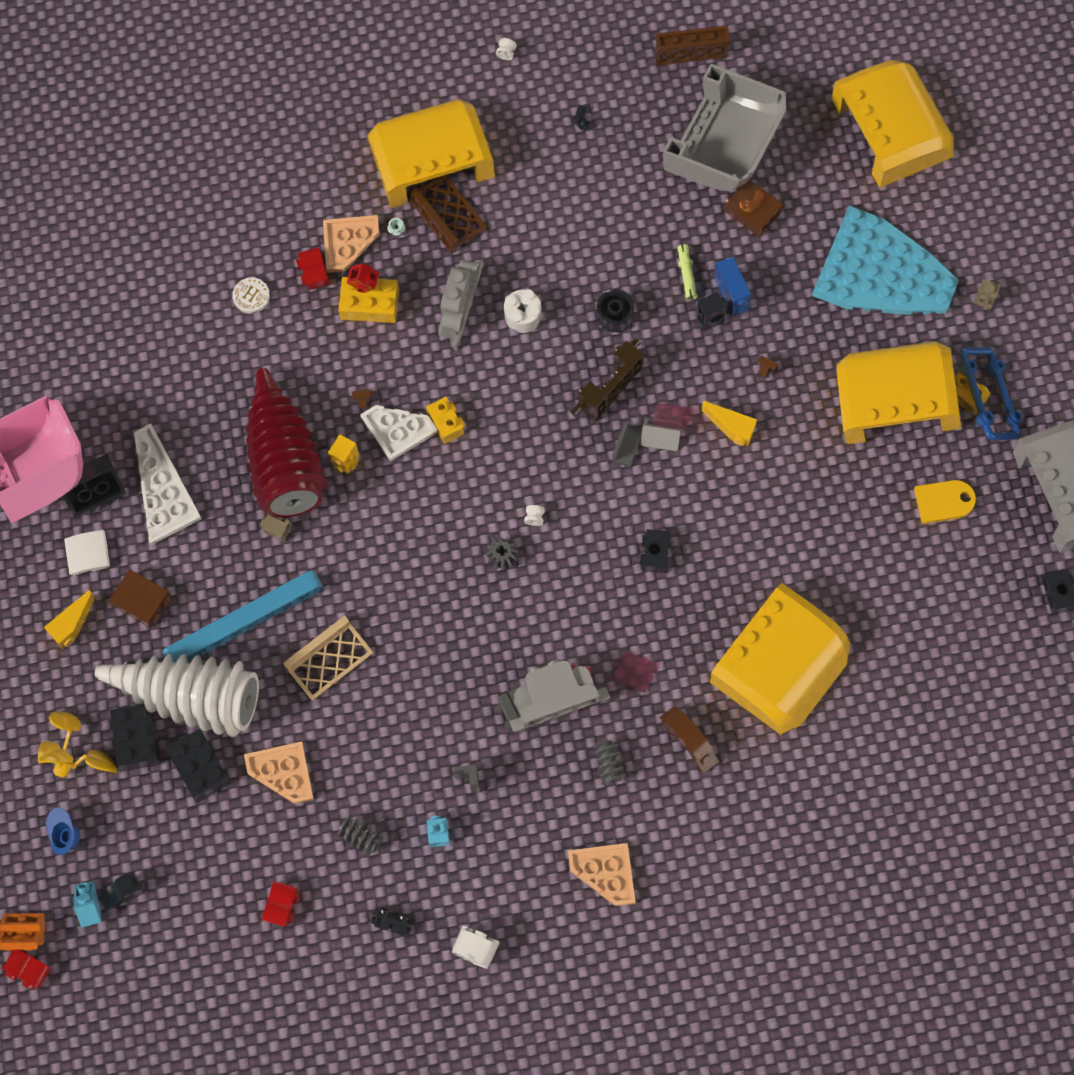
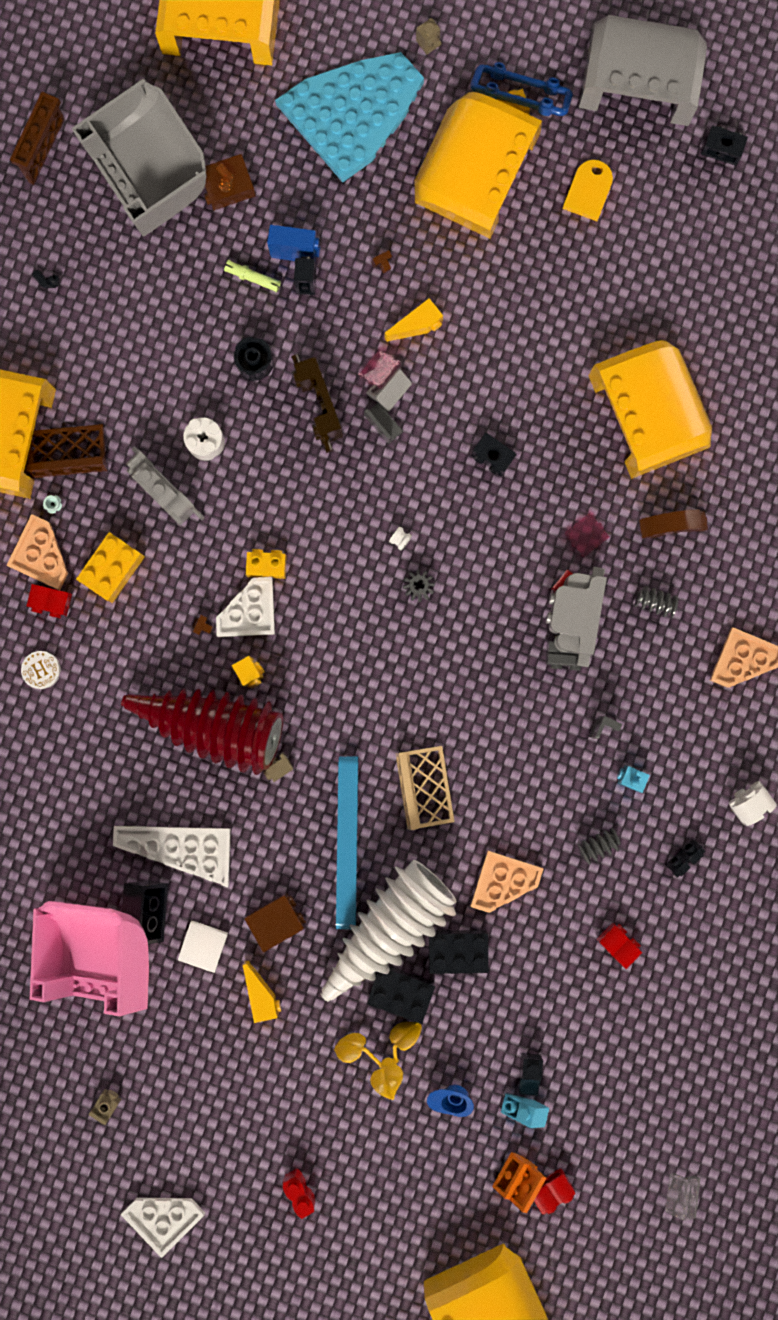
camera: 65 degrees left, 15 degrees up
(363, 278) = (92, 557): red brick -> none

